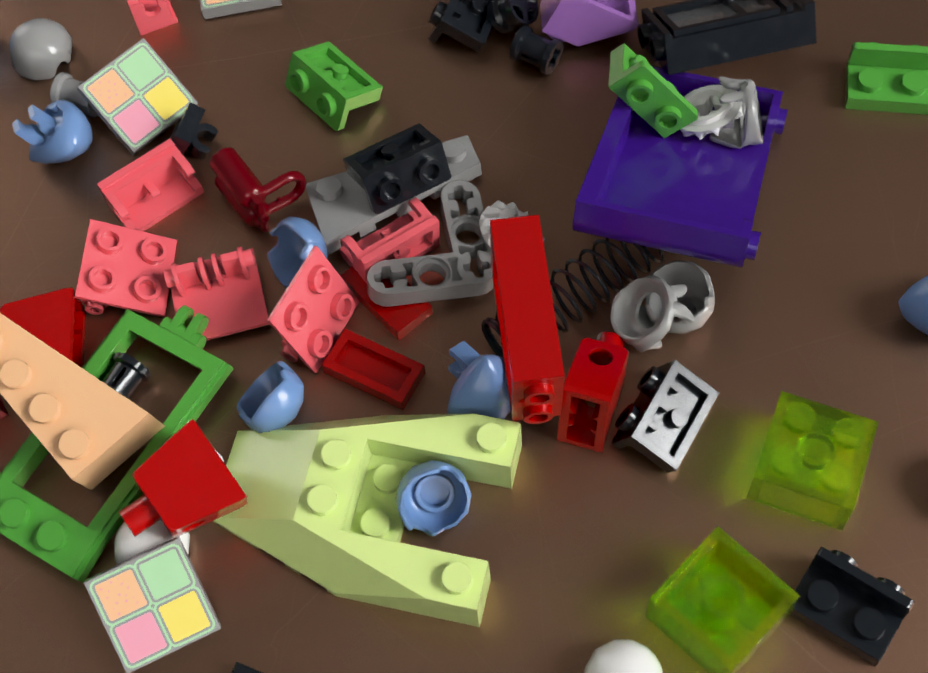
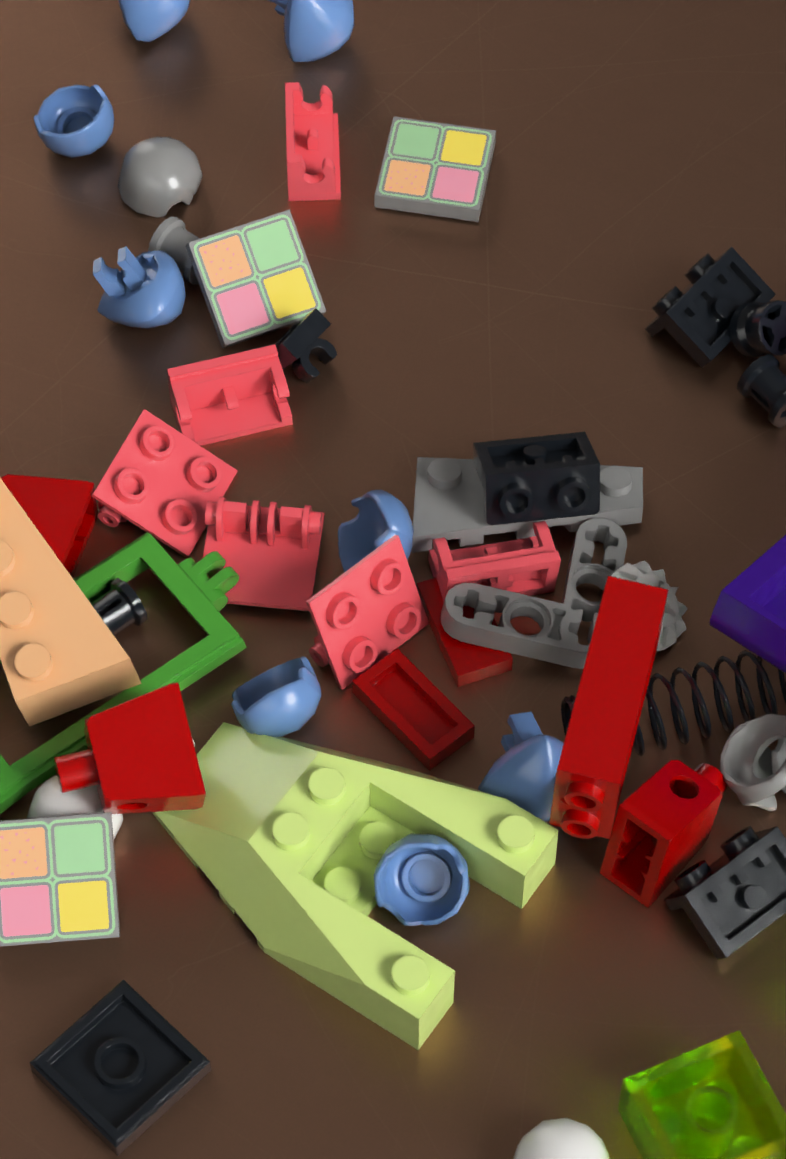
camera: 15 degrees right, 5 degrees down
(247, 193) = (342, 442): dark red piece -> none
(330, 83) = (498, 343): bright green bracket -> none

